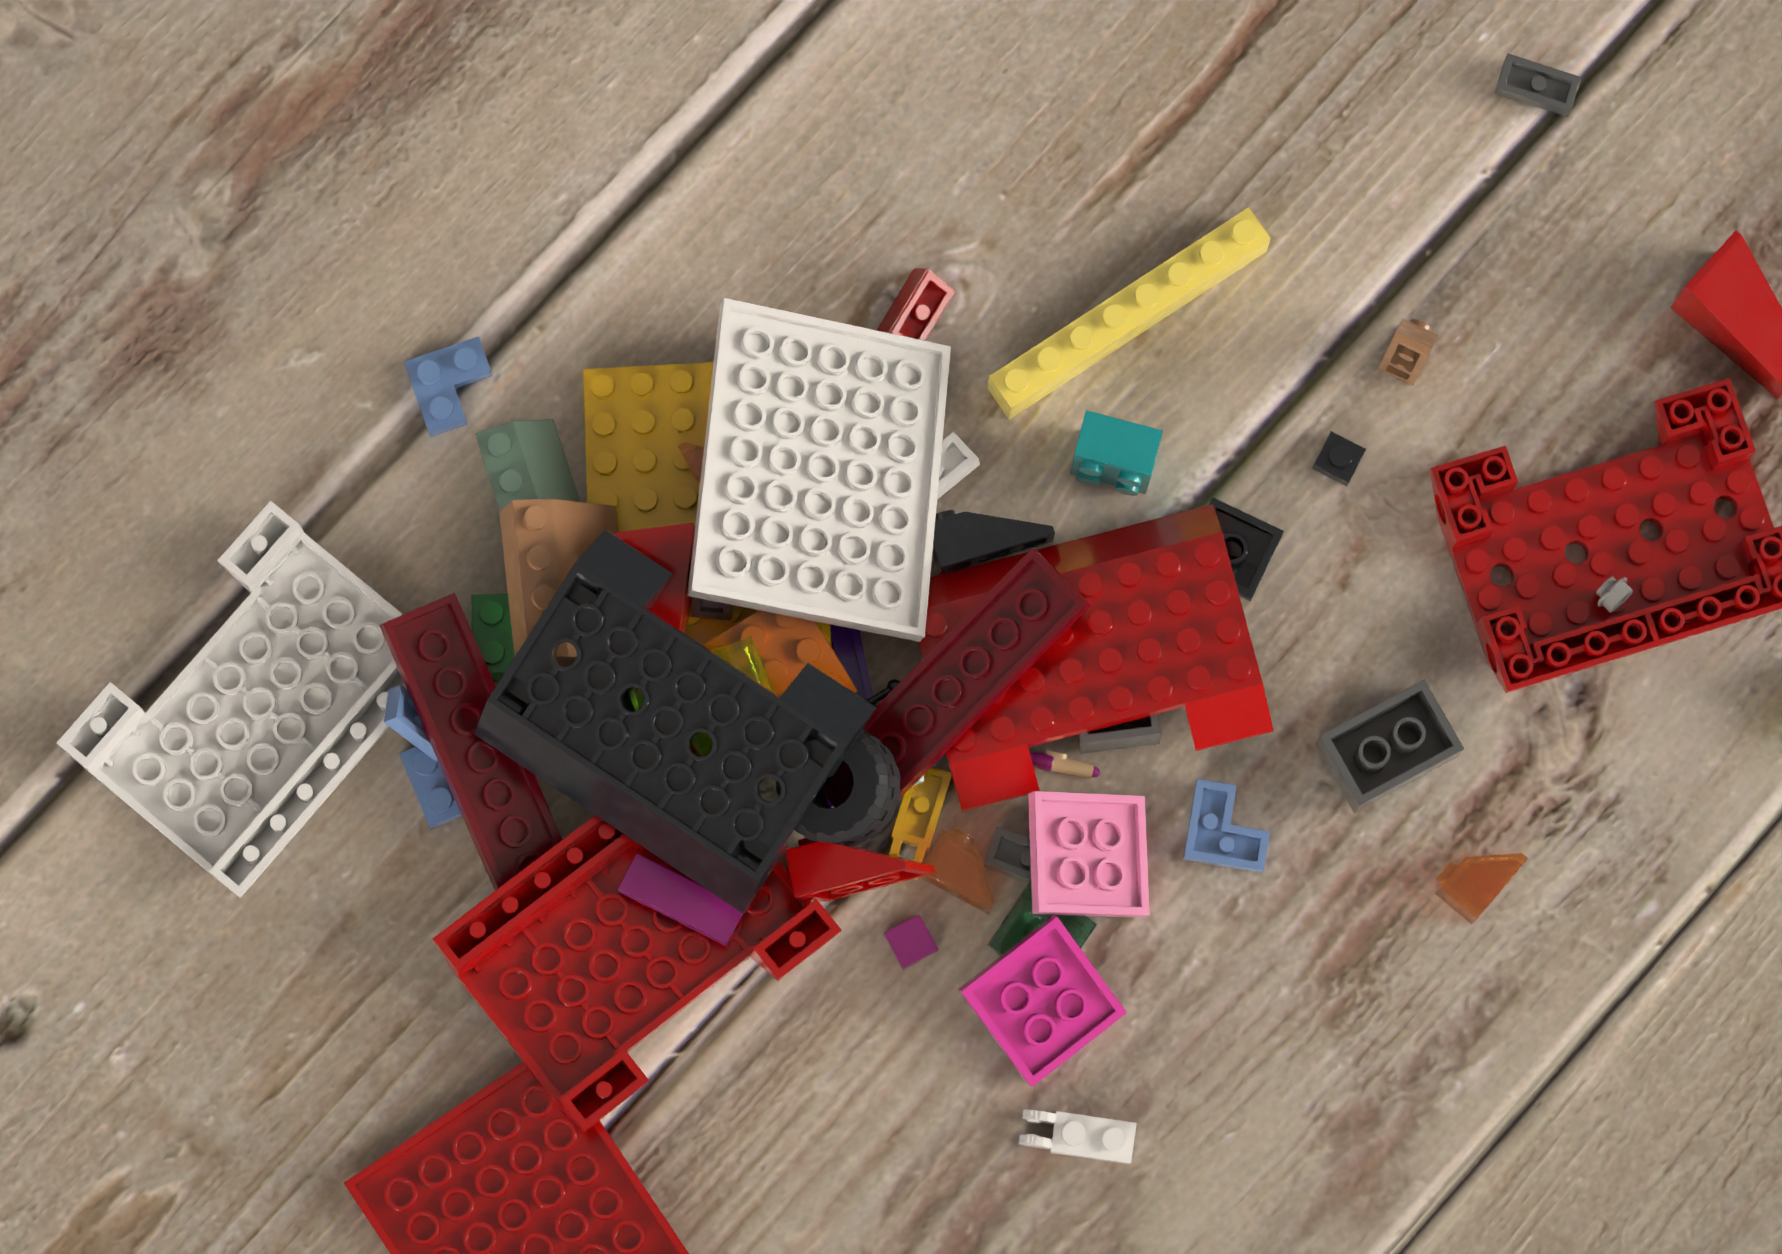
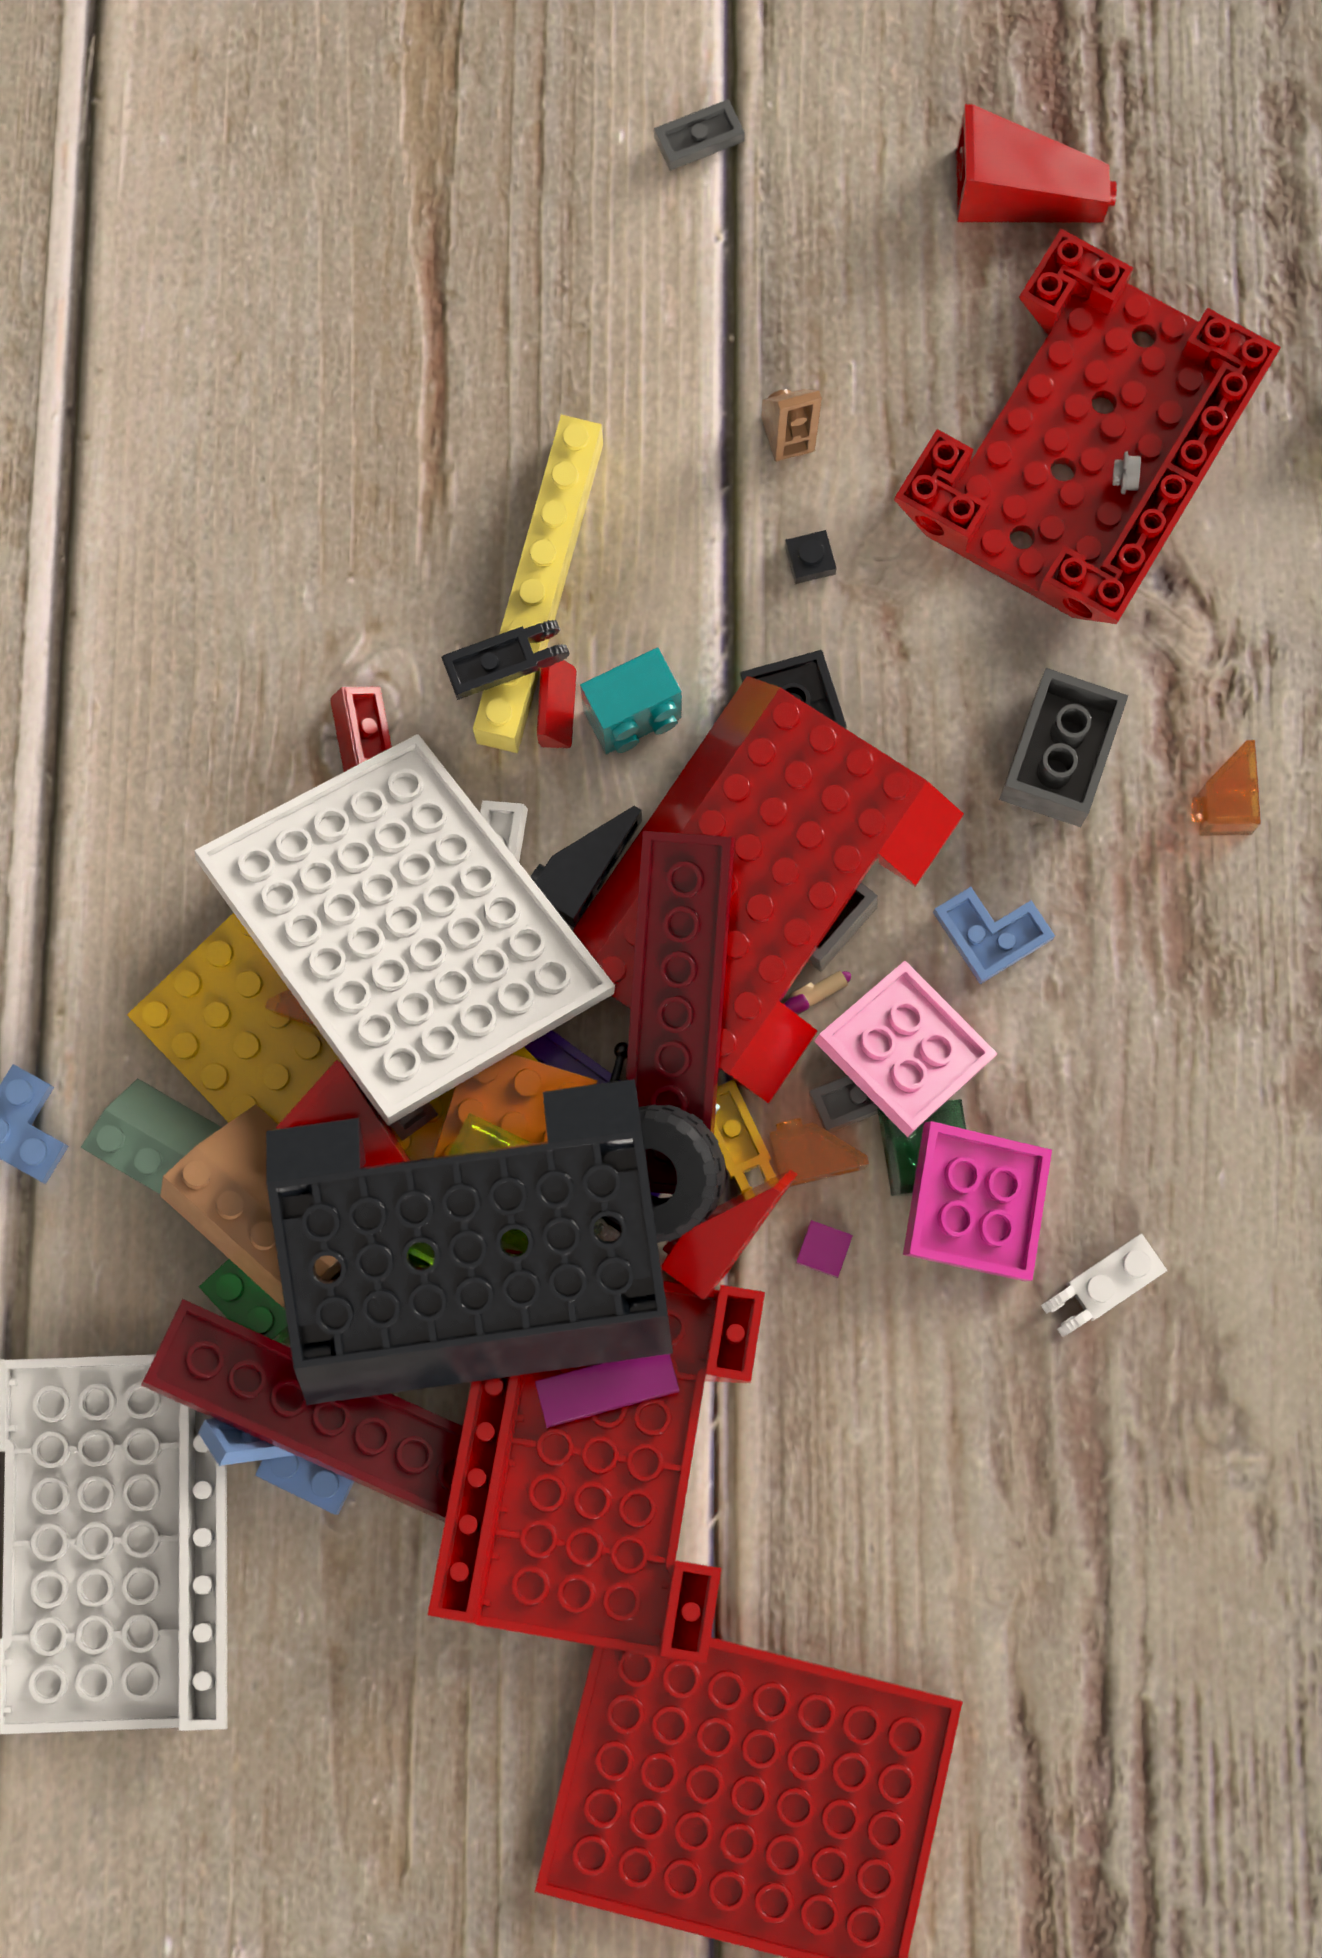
camera: 35 degrees left, 0 degrees up
(1049, 345) = (502, 659): none -> black hinge
(1066, 407) = (556, 705): none -> red slope

